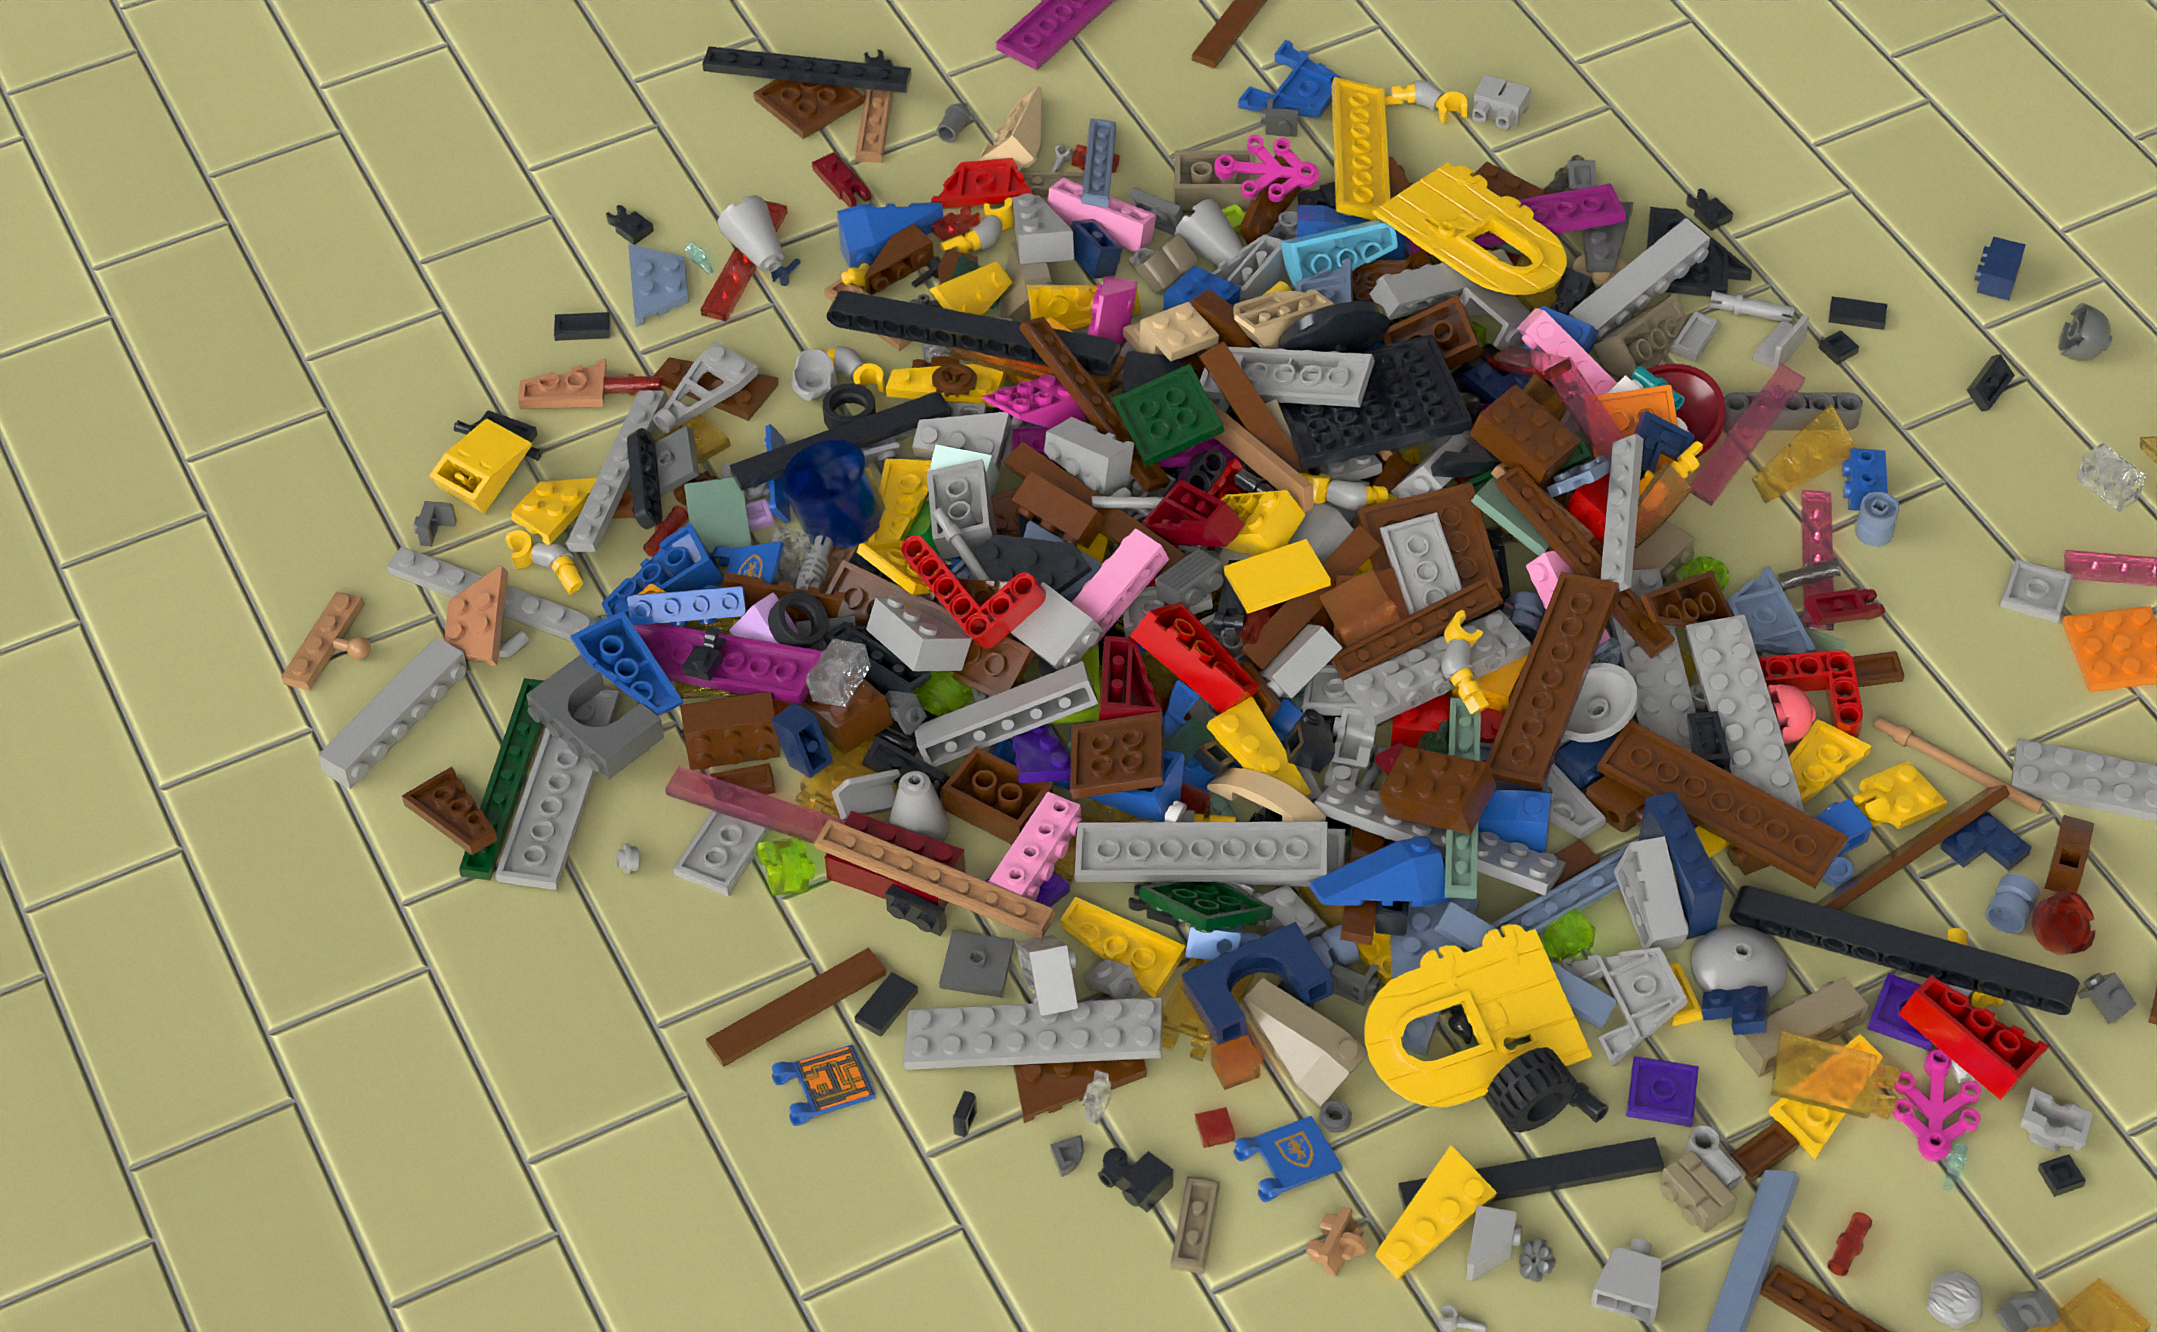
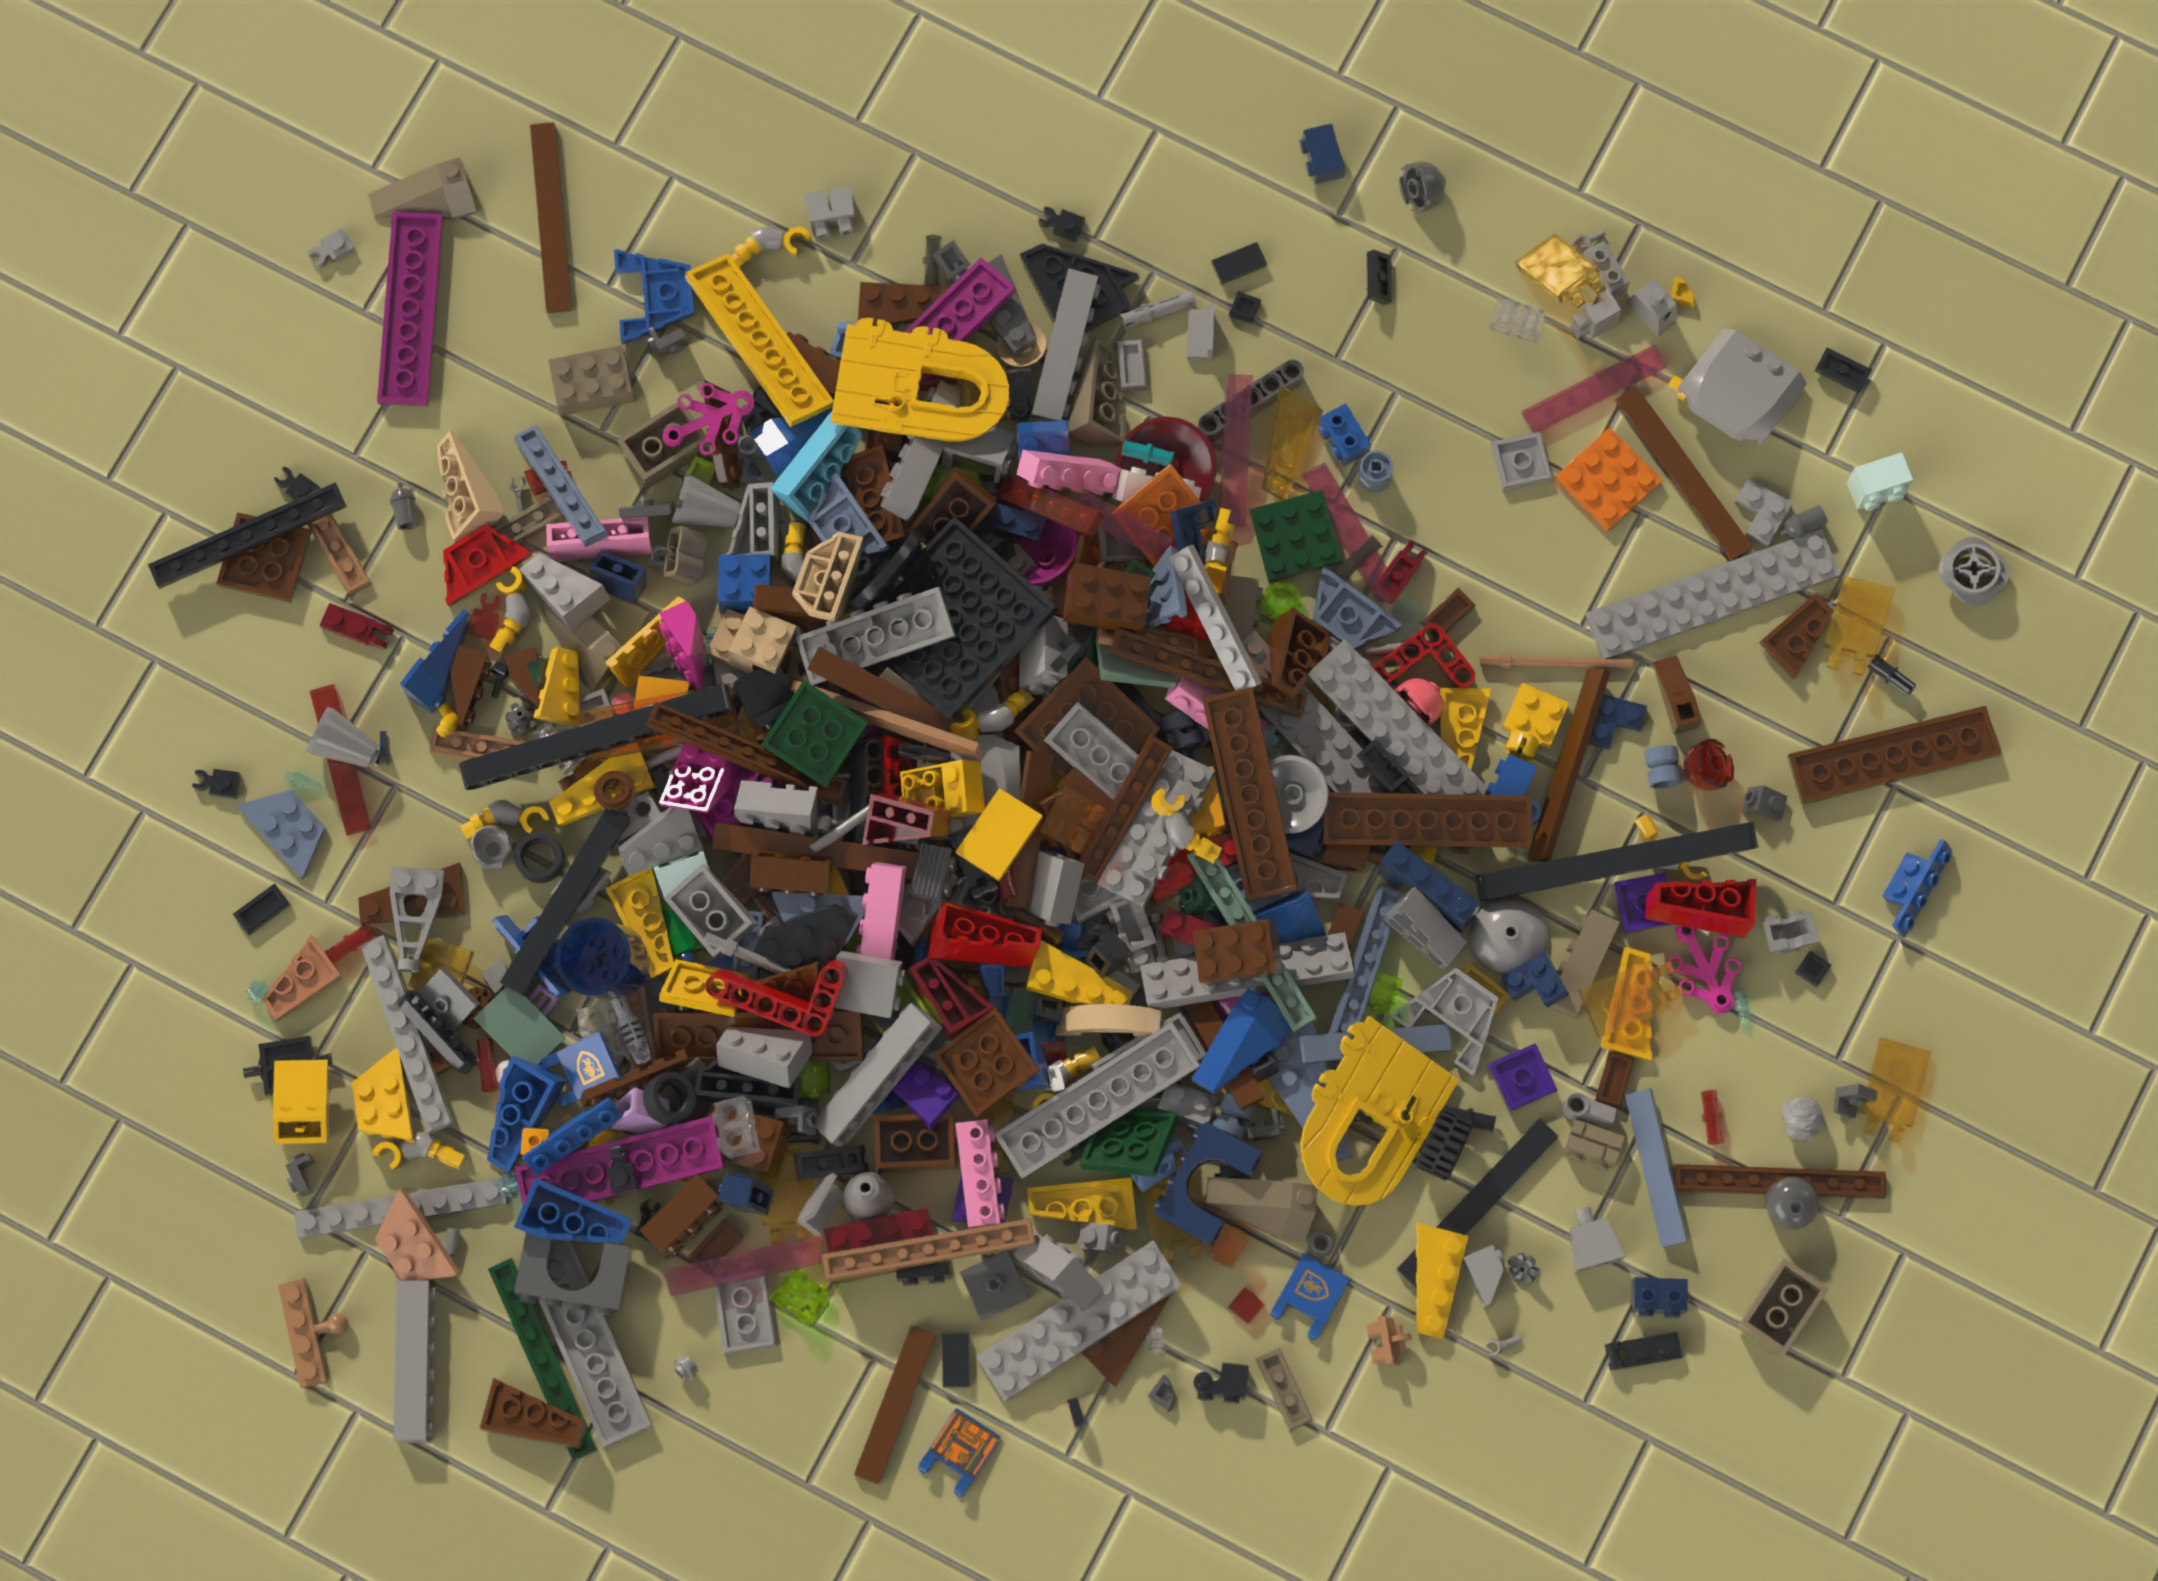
camera: 35 degrees left, 25 degrees up
(522, 372) = (256, 990): none -> clear light blue plate
(1189, 113) = (591, 380): none -> dark tan brick
(1758, 531) = (1295, 536): none -> dark green plate

